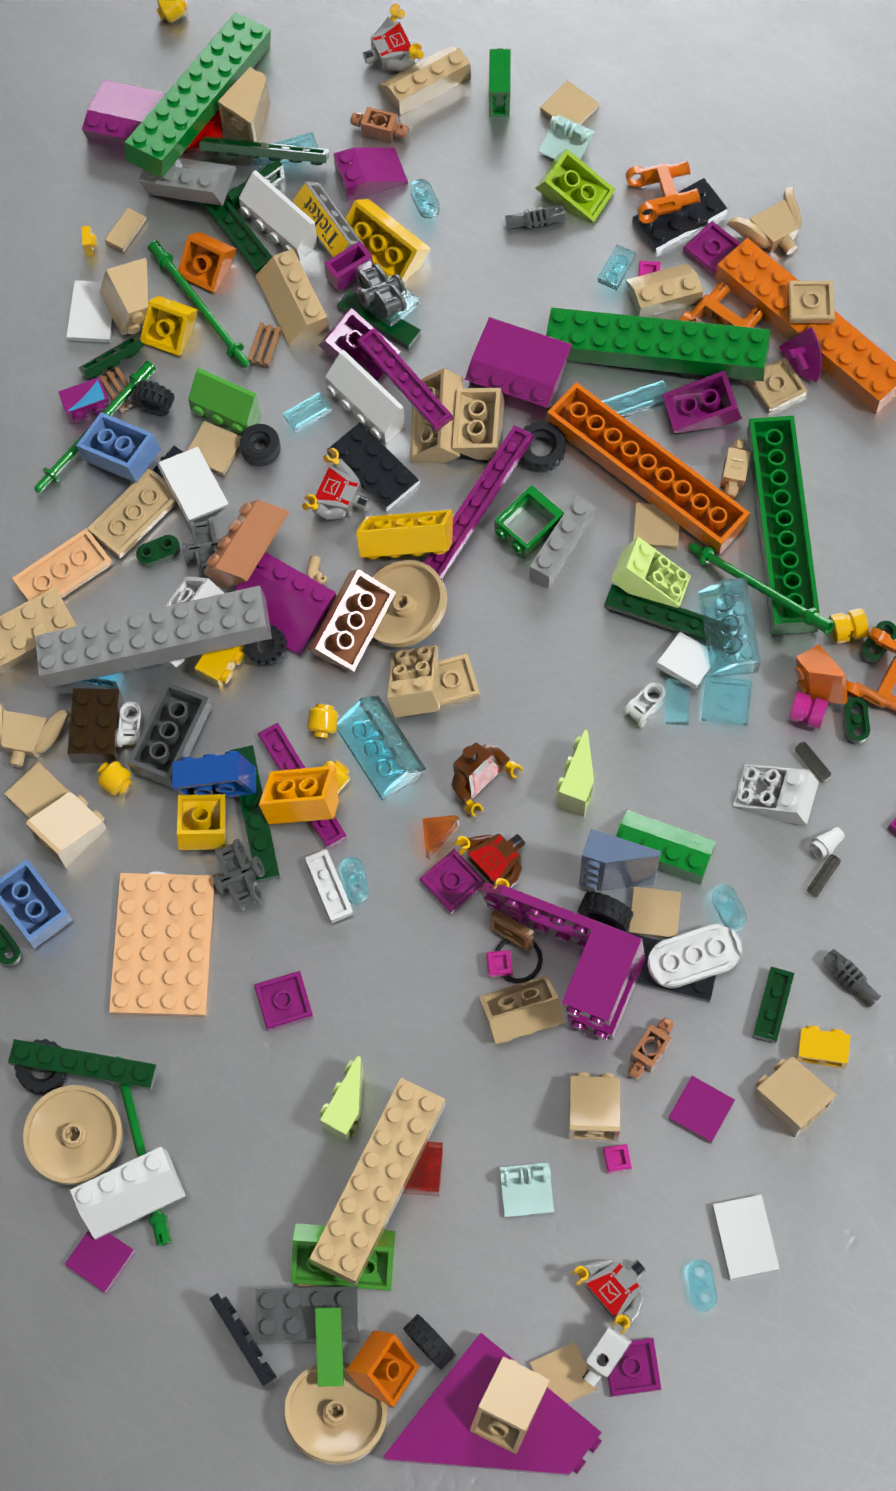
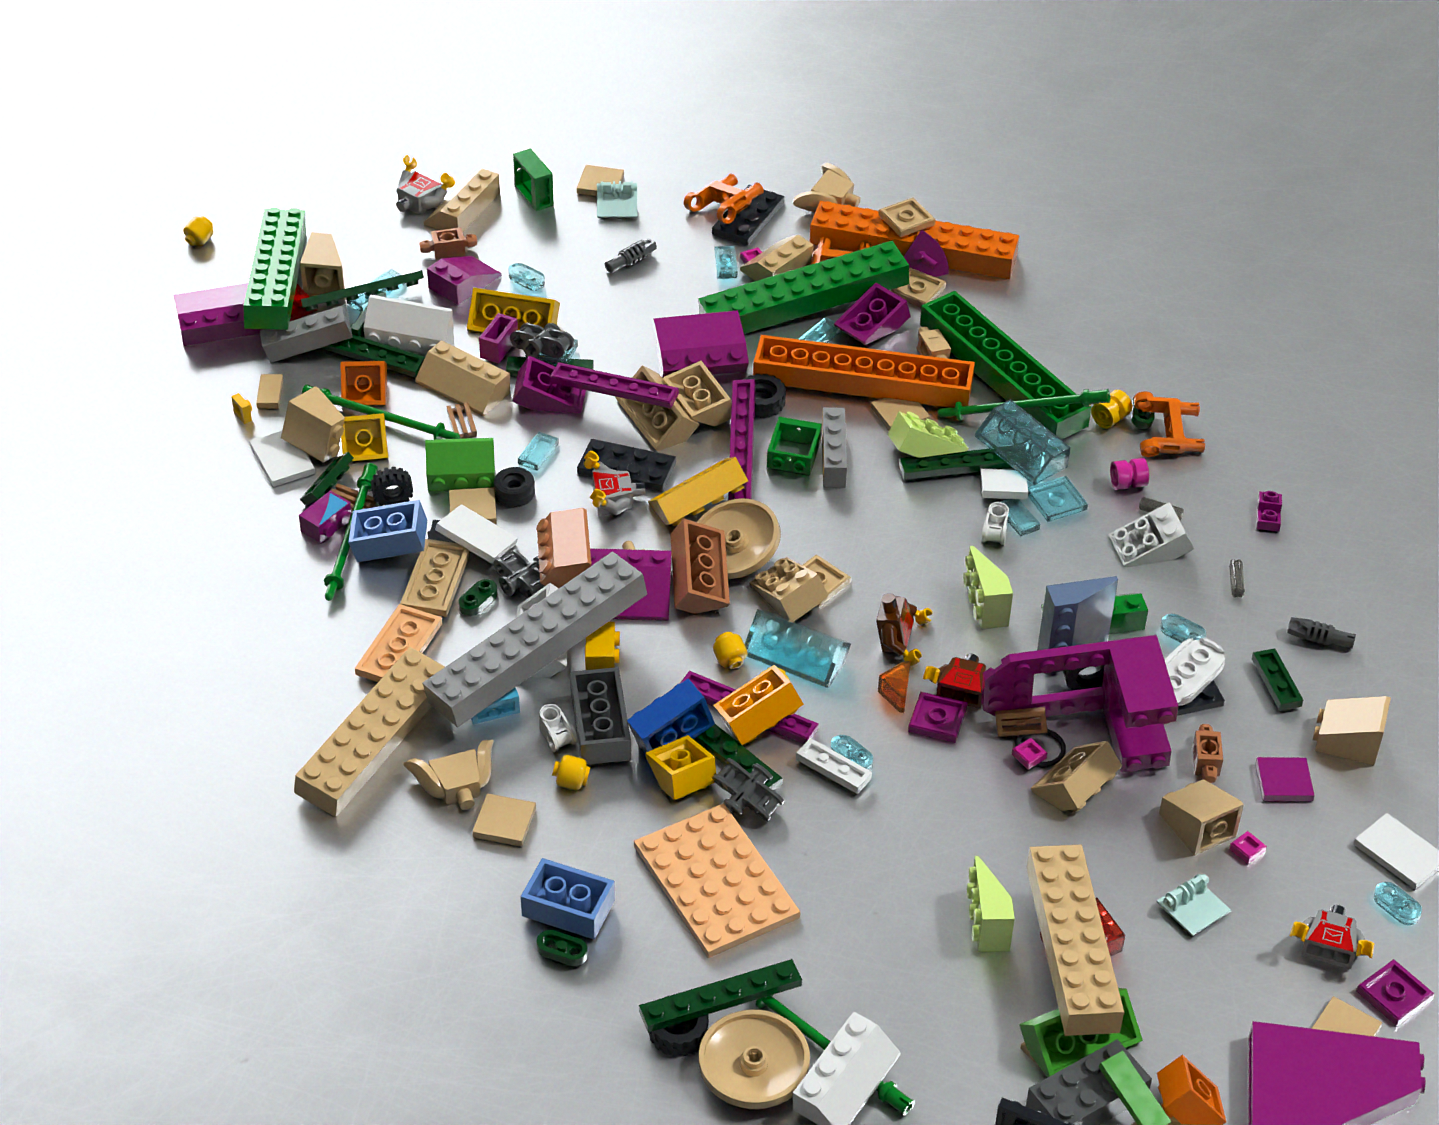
camera: 35 degrees left, 25 degrees down
(66, 827) = (556, 829): tan slope -> none
(94, 725) = (522, 741): dark brown brick -> none
(274, 655) = (640, 629): black tyre -> none
(283, 1001) = (862, 870): magenta tile -> none
(330, 224) = (465, 320): brick -> none
(365, 398) = (585, 413): white slope -> none
(429, 1341) = (1220, 1037): black tyre -> none
(509, 1405) = (1330, 1056): tan slope -> none
(575, 186) = (643, 221): lime slope -> none
(614, 1346) = (1373, 977): white torso -> none
(710, 247) = (791, 223): magenta tile -> none
(820, 676) = (1124, 440): orange slope -> none
(823, 1047) = (1342, 684): yellow brick -> none
(825, 844) = (1220, 557): white cone -> none
(856, 721) = (1171, 467): dark green plate -> none

